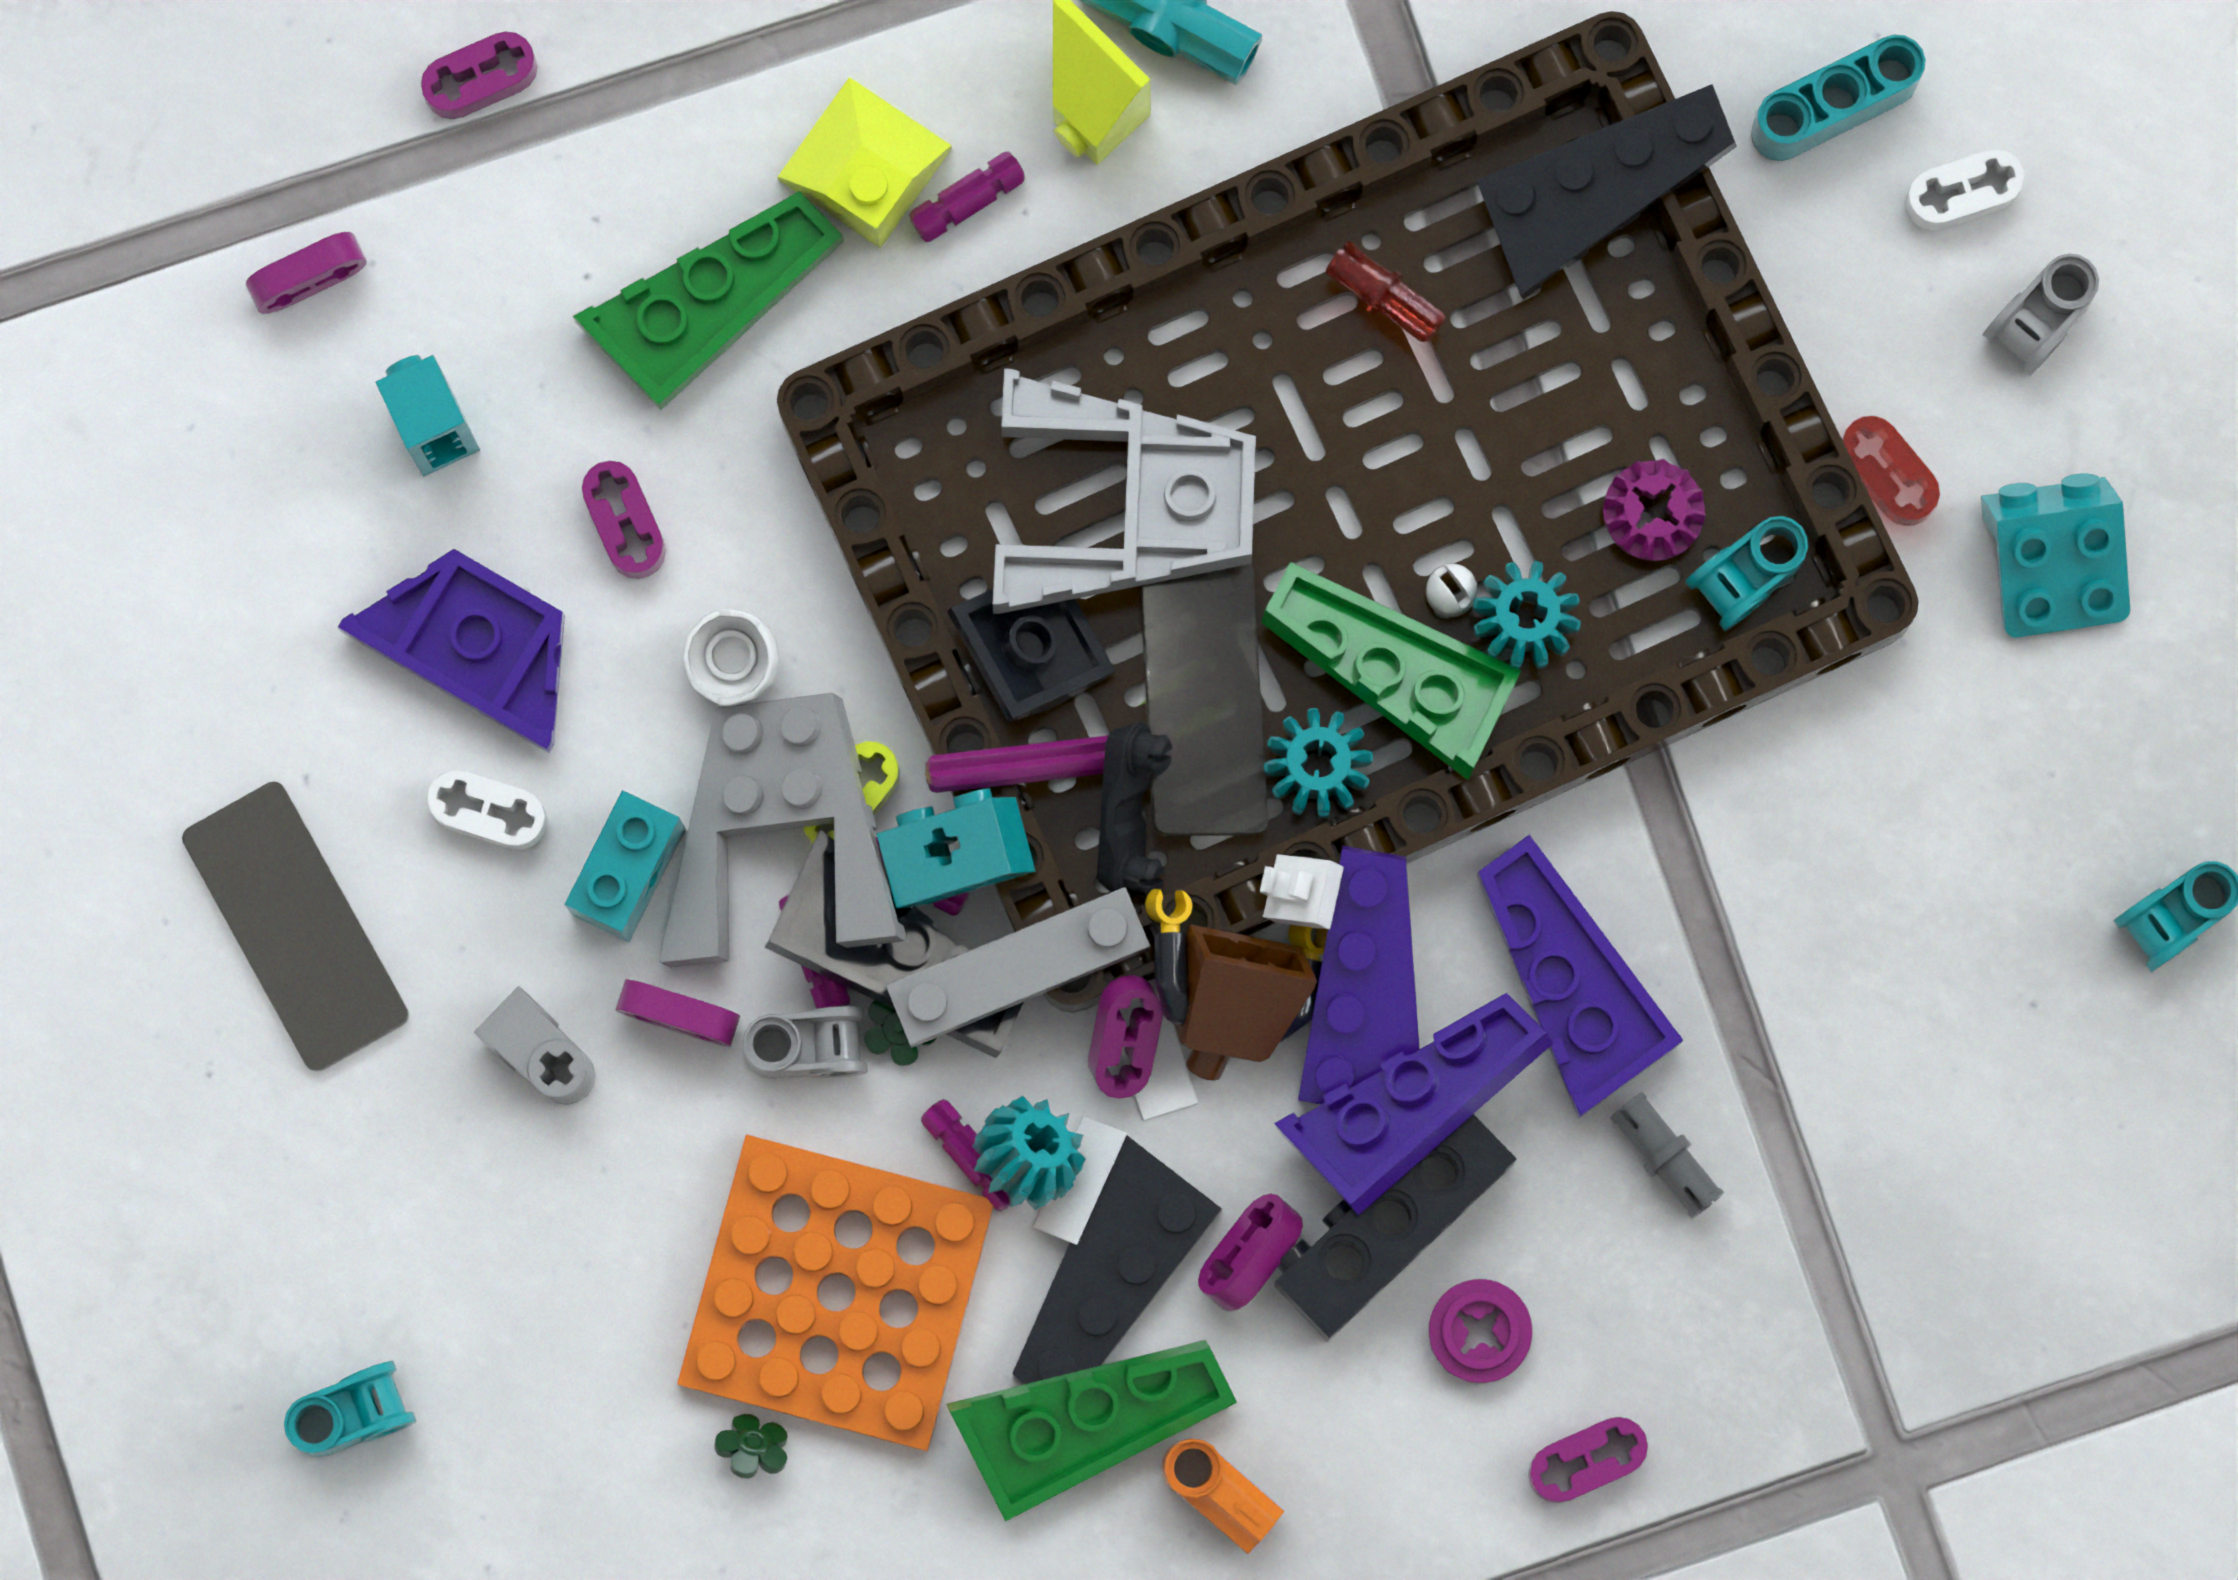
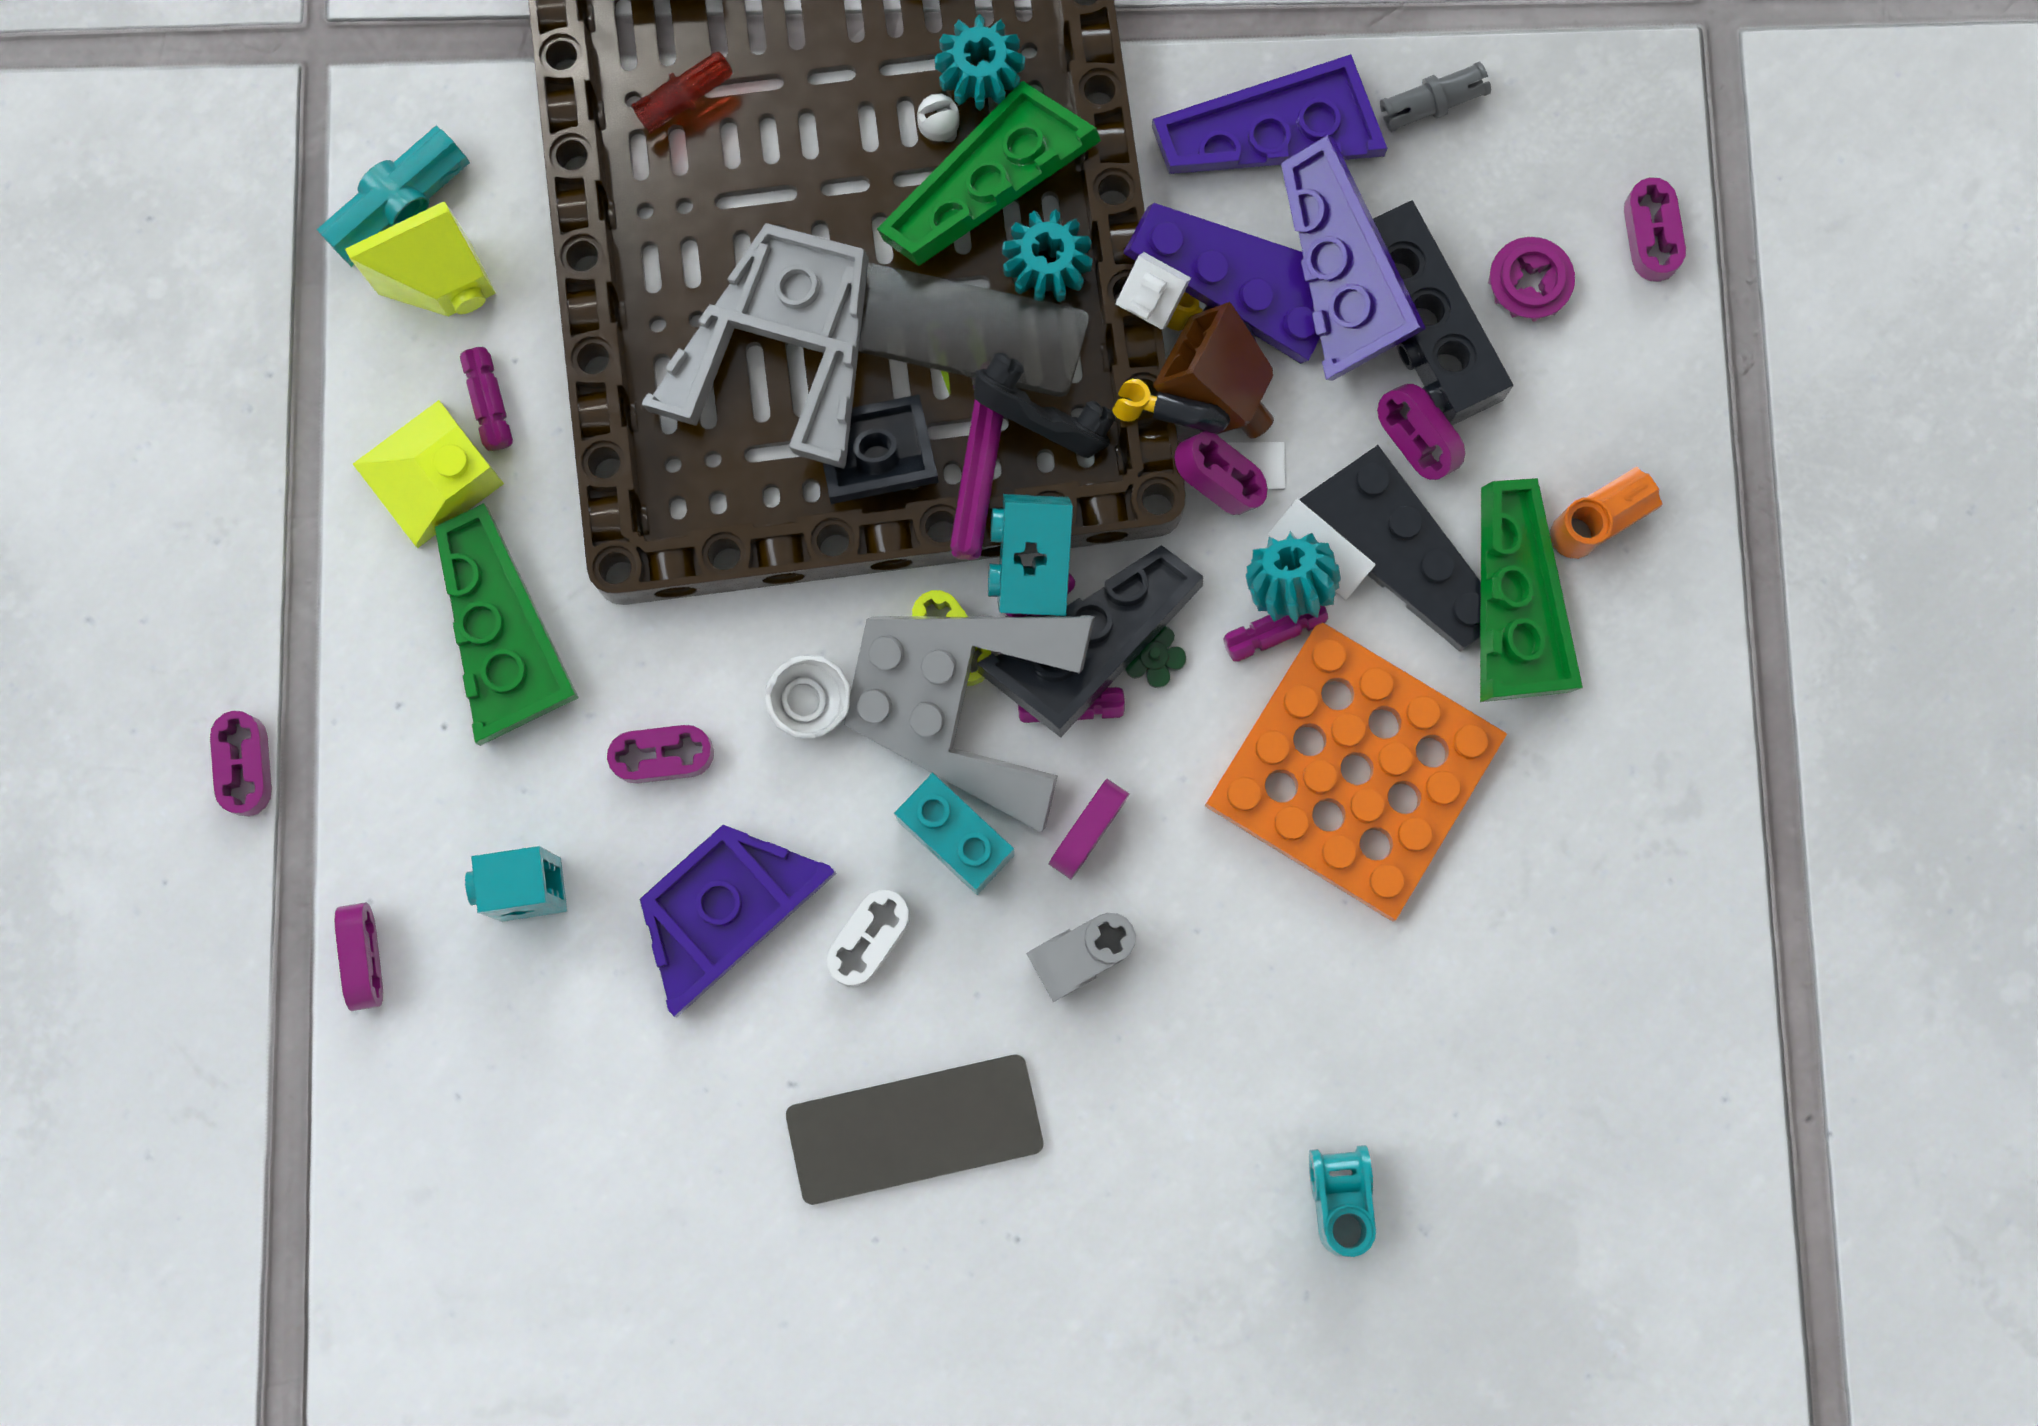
camera: 75 degrees left, 0 degrees up
(752, 1446) = (1464, 872): dark green plant -> none
(811, 1043) = (1150, 724): light grey piece -> none
(1018, 967) = (1143, 535): light grey plate -> none

